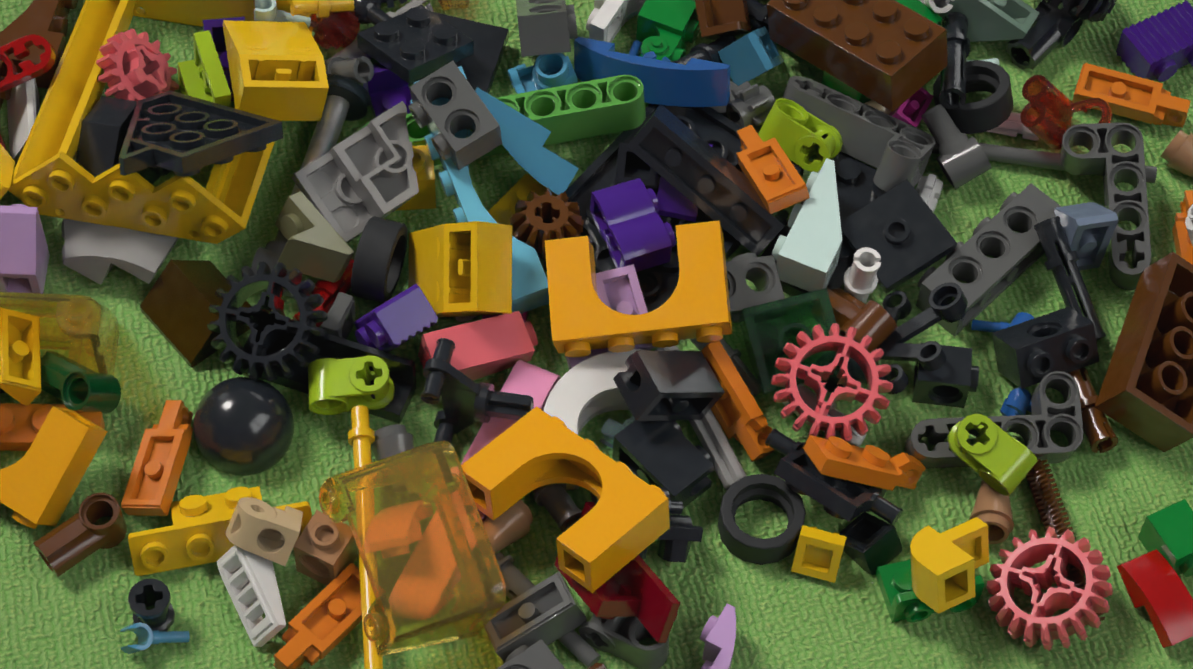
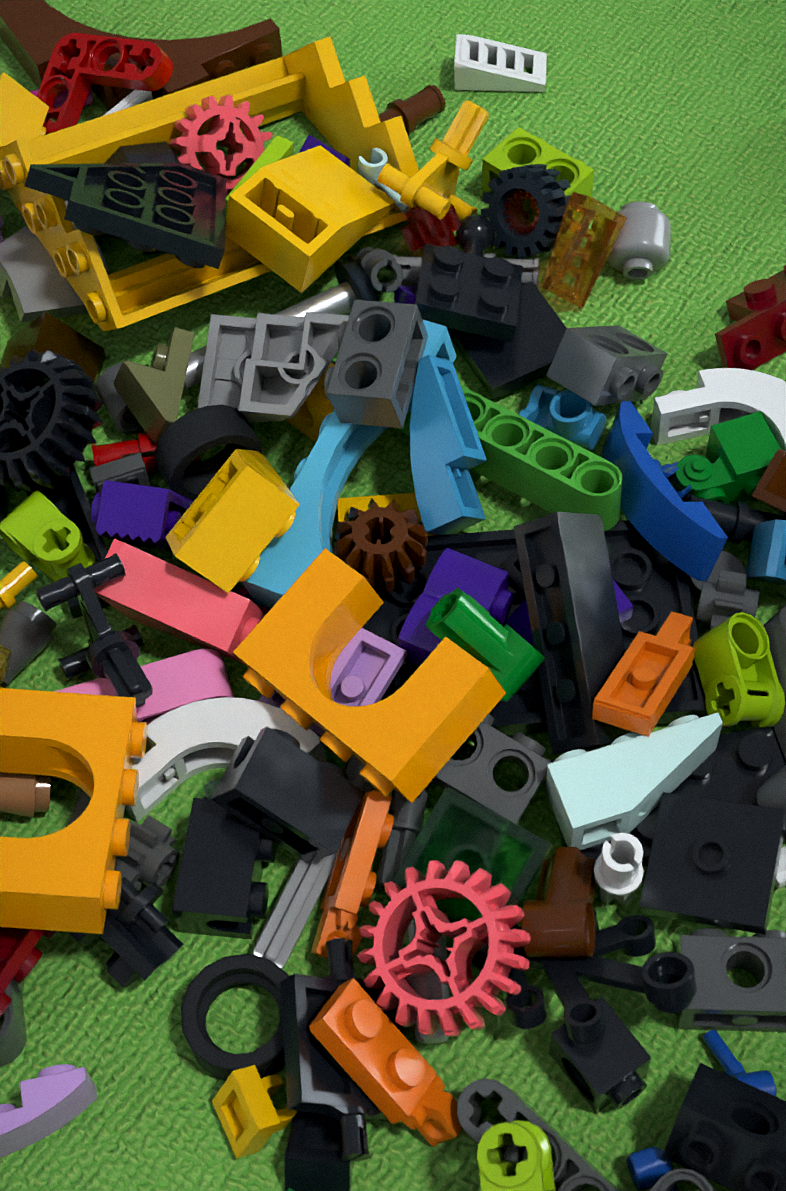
camera: 55 degrees right, 0 degrees up
(661, 214) = (480, 635): none -> green piece

